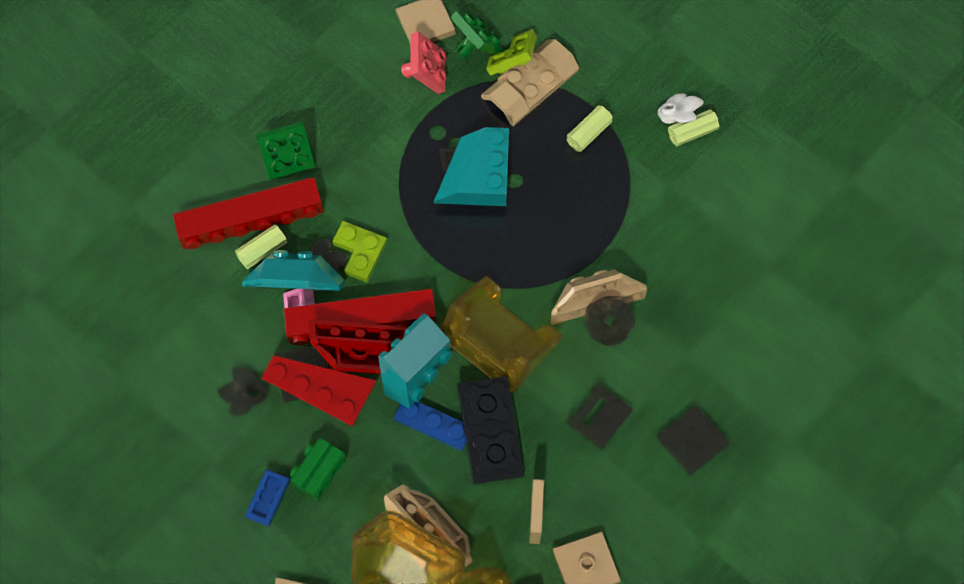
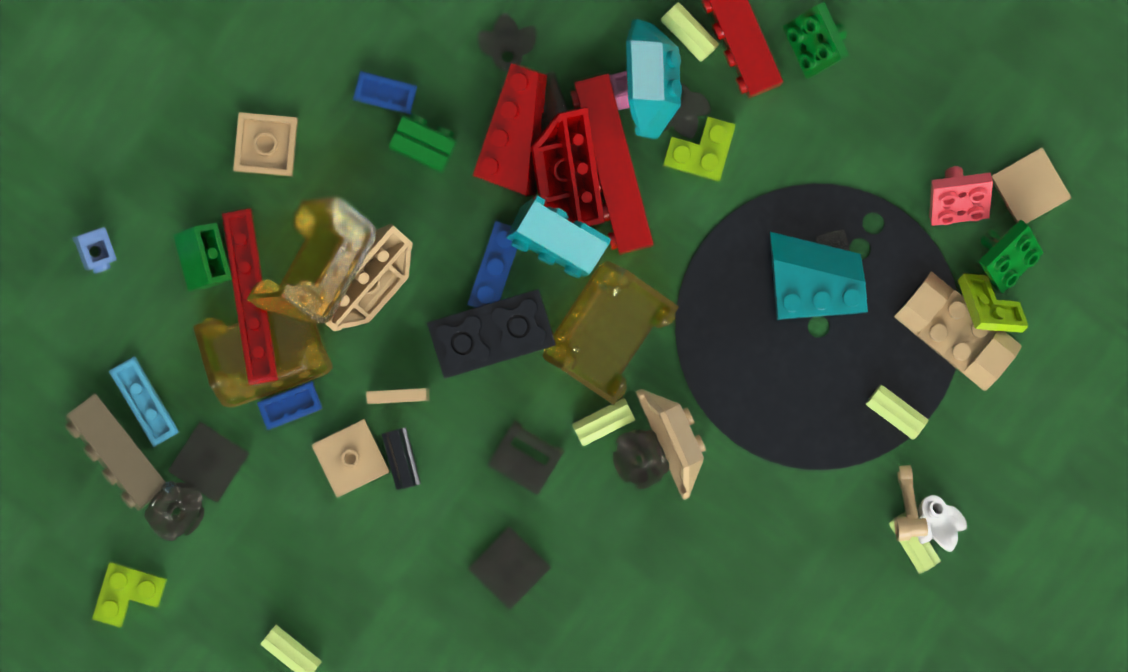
camera: 85 degrees right, 20 degrees up
(575, 349) = (603, 422): none -> yellowish green axle
(591, 520) = (401, 458): none -> black axle
(683, 125) = (911, 524): none -> tan brick

